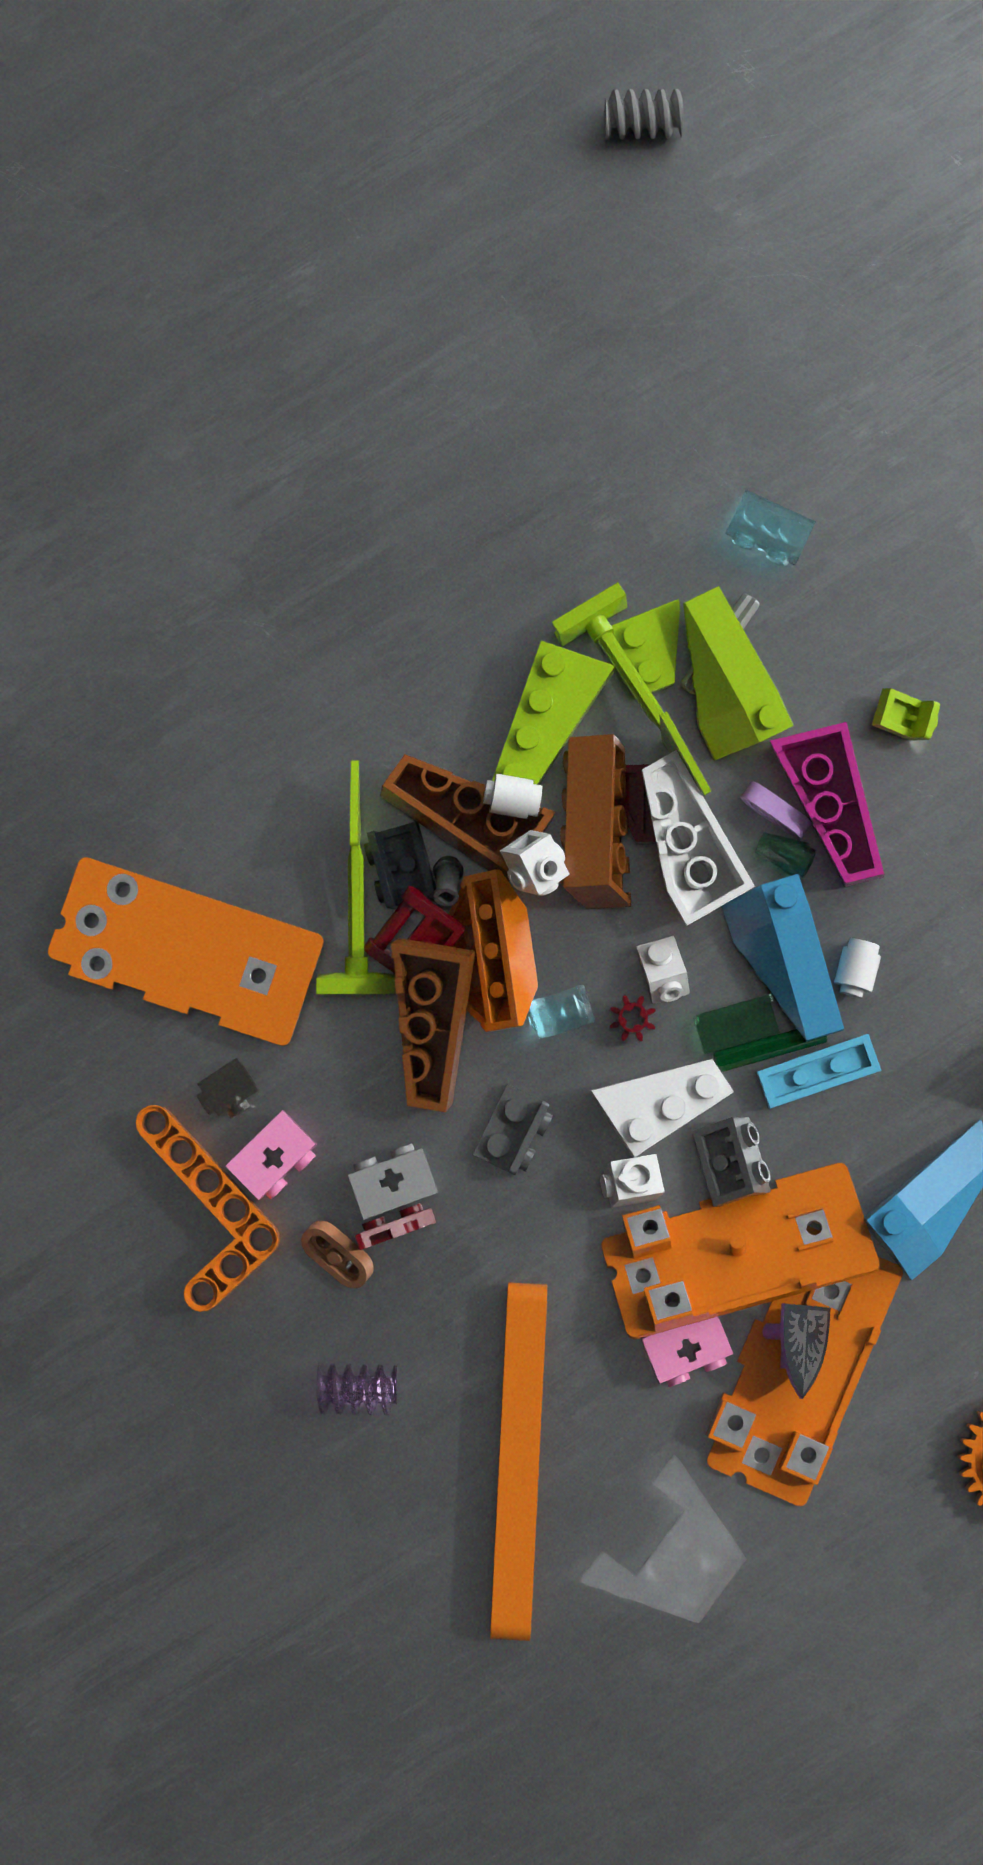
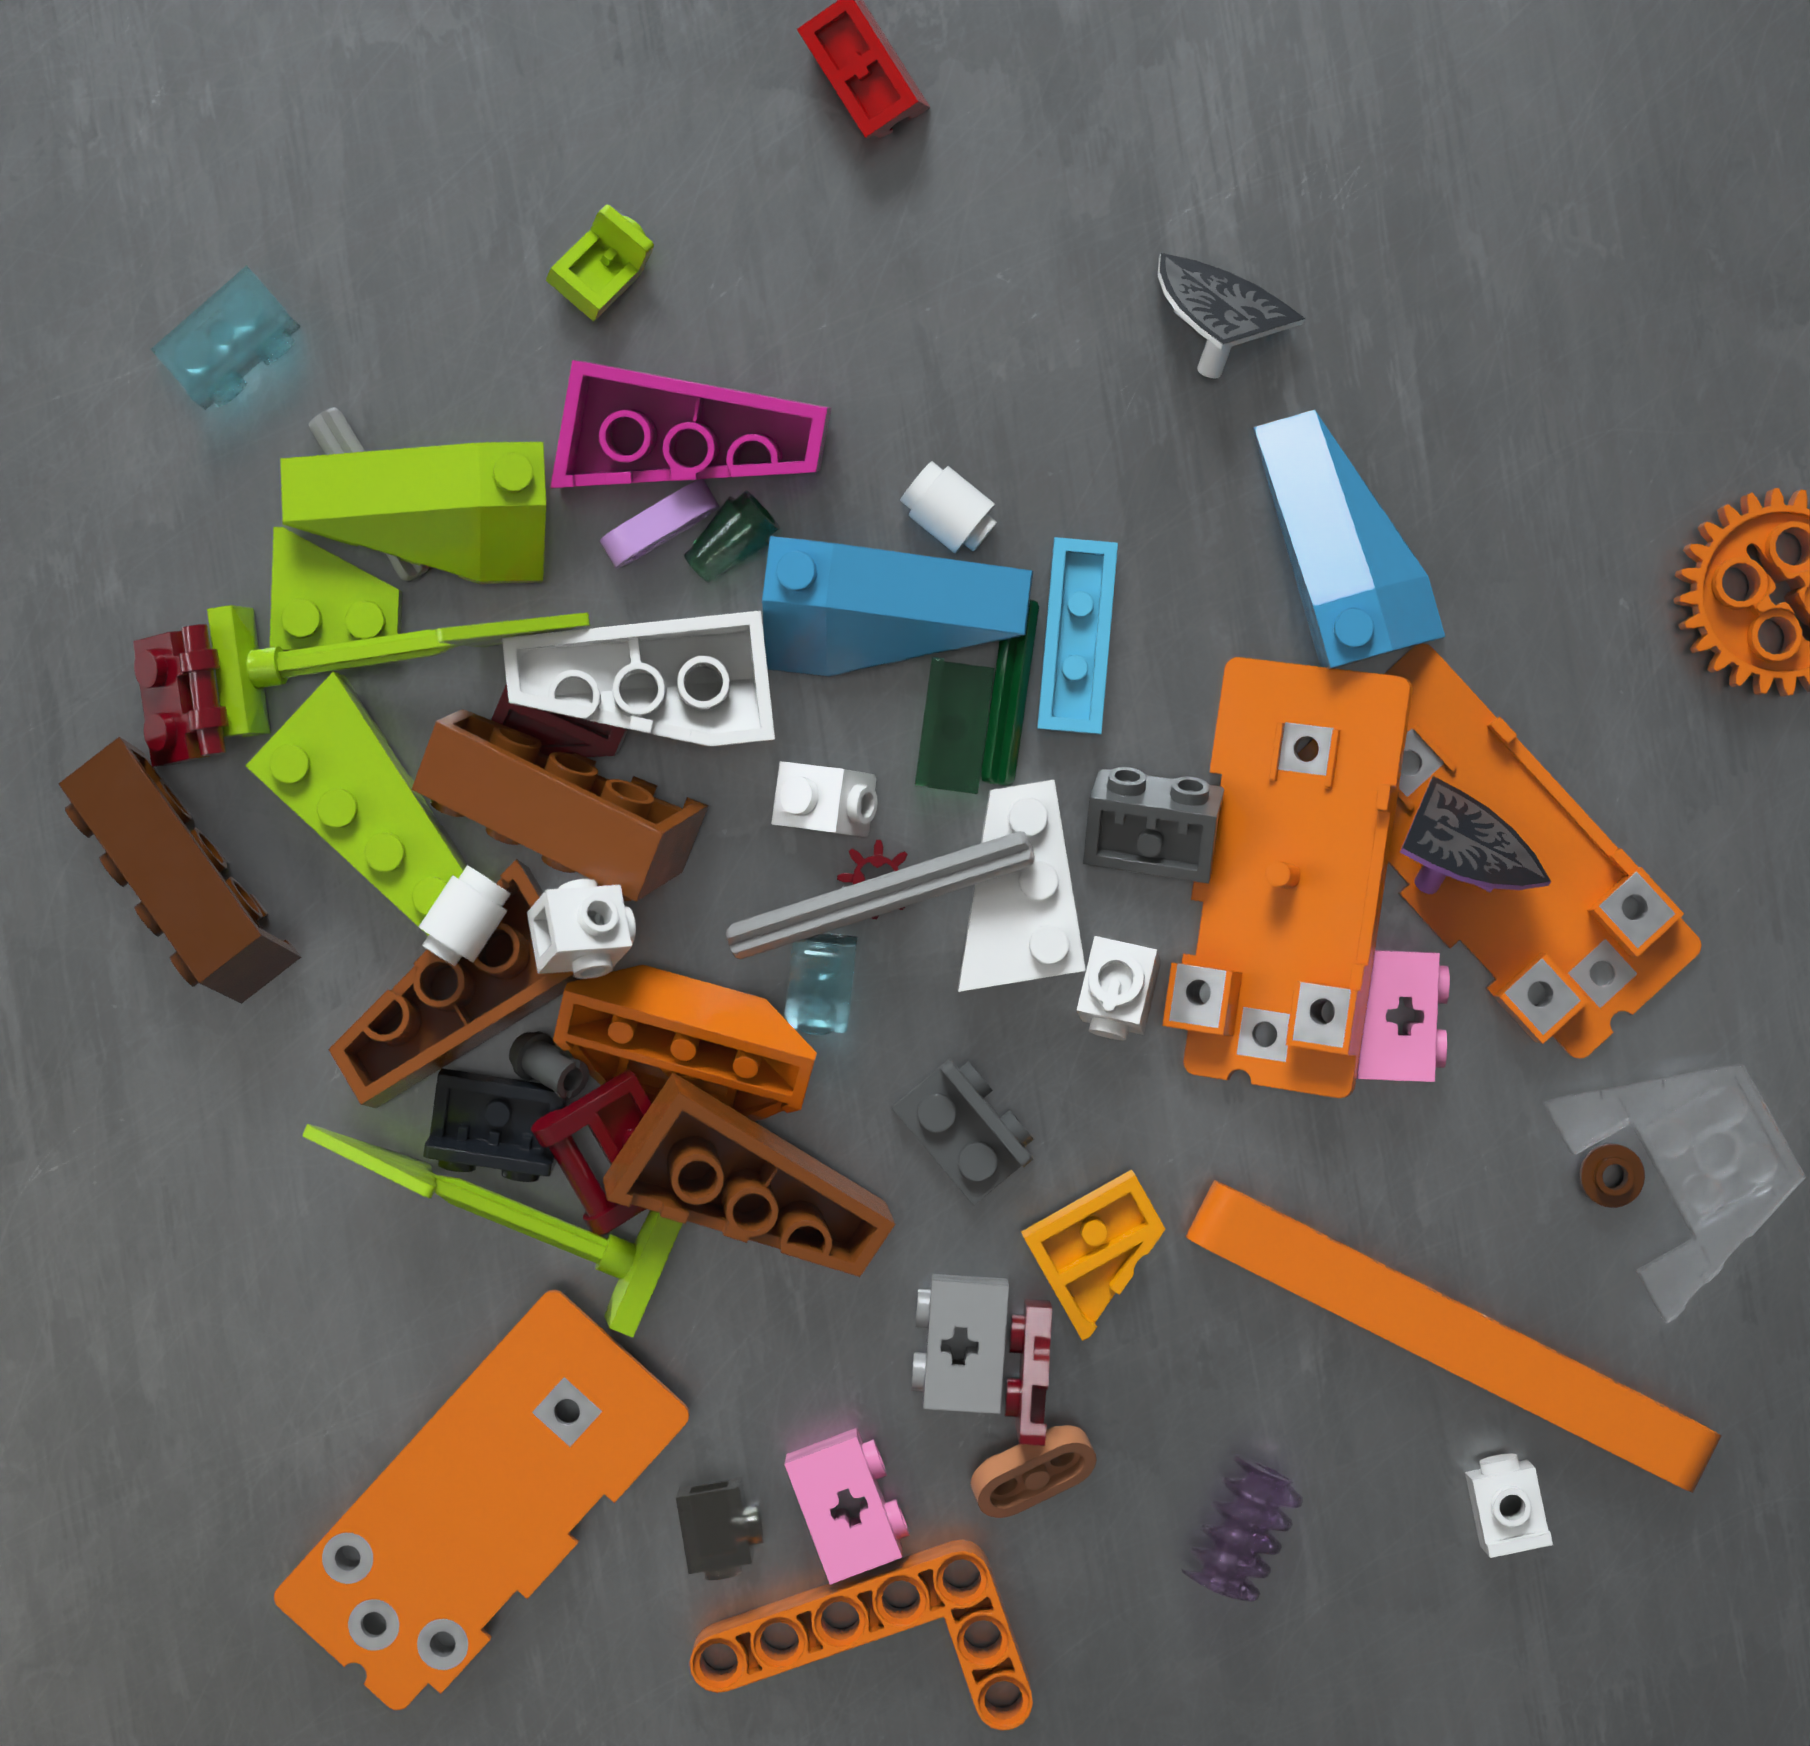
camera: 60 degrees left, 5 degrees up
(419, 1535) = (1487, 1487): none -> white brick
(462, 628) = (174, 874): none -> reddish brown wedge
(479, 1233) = (1094, 1247): none -> light orange wing
(562, 588) = (180, 696): none -> dark red plate
(626, 1023) = (880, 895): none -> light grey axle
(640, 1503) = (1592, 1175): none -> reddish brown plate

